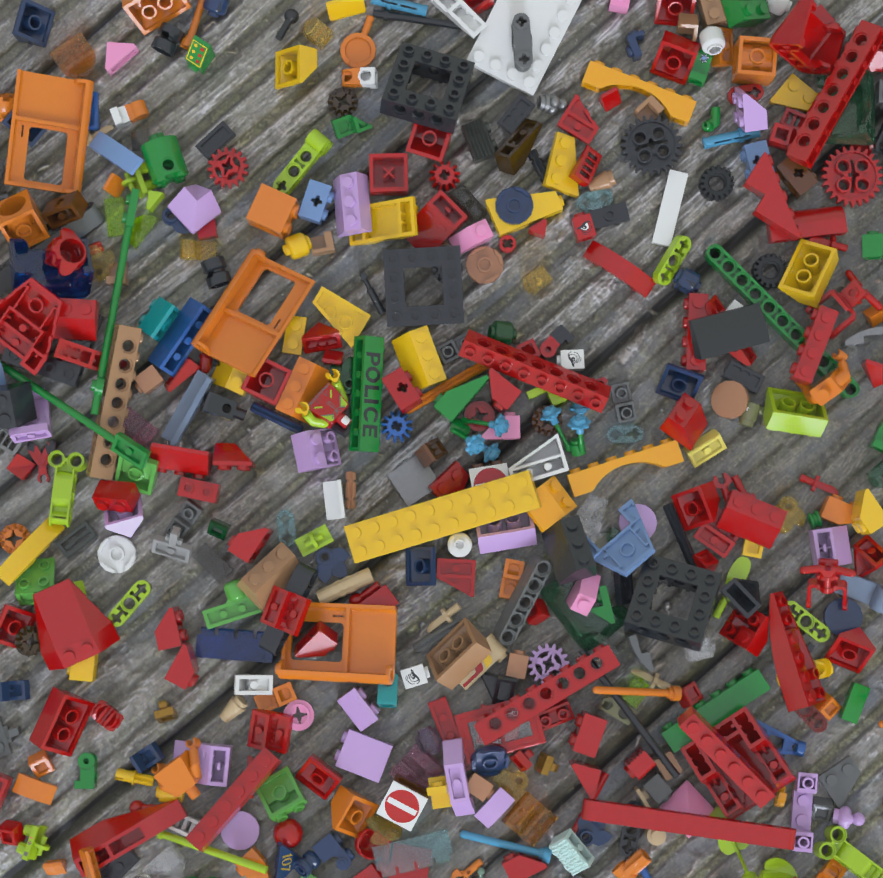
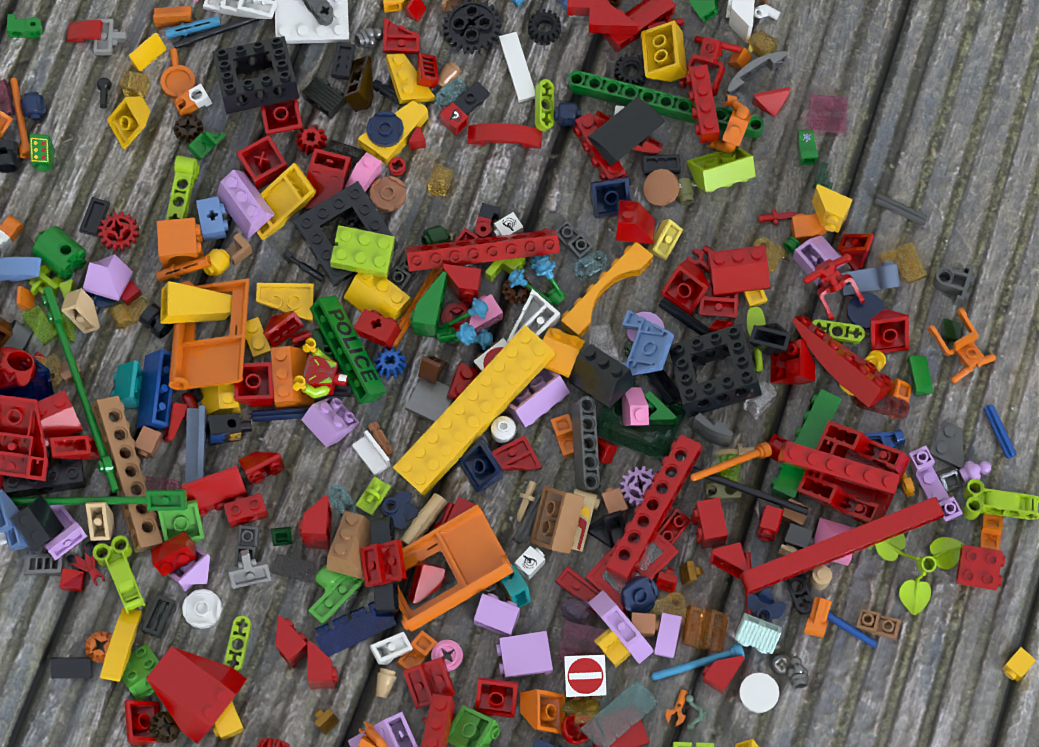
camera: 30 degrees left, 15 degrees down
(68, 432) = (100, 521): none -> tan slope
(154, 225) = (81, 310): none -> tan slope
(250, 277) = (192, 304): none -> yellow slope
(258, 235) = (202, 262): none -> orange pin
(425, 316) = (362, 251): none -> lime piece

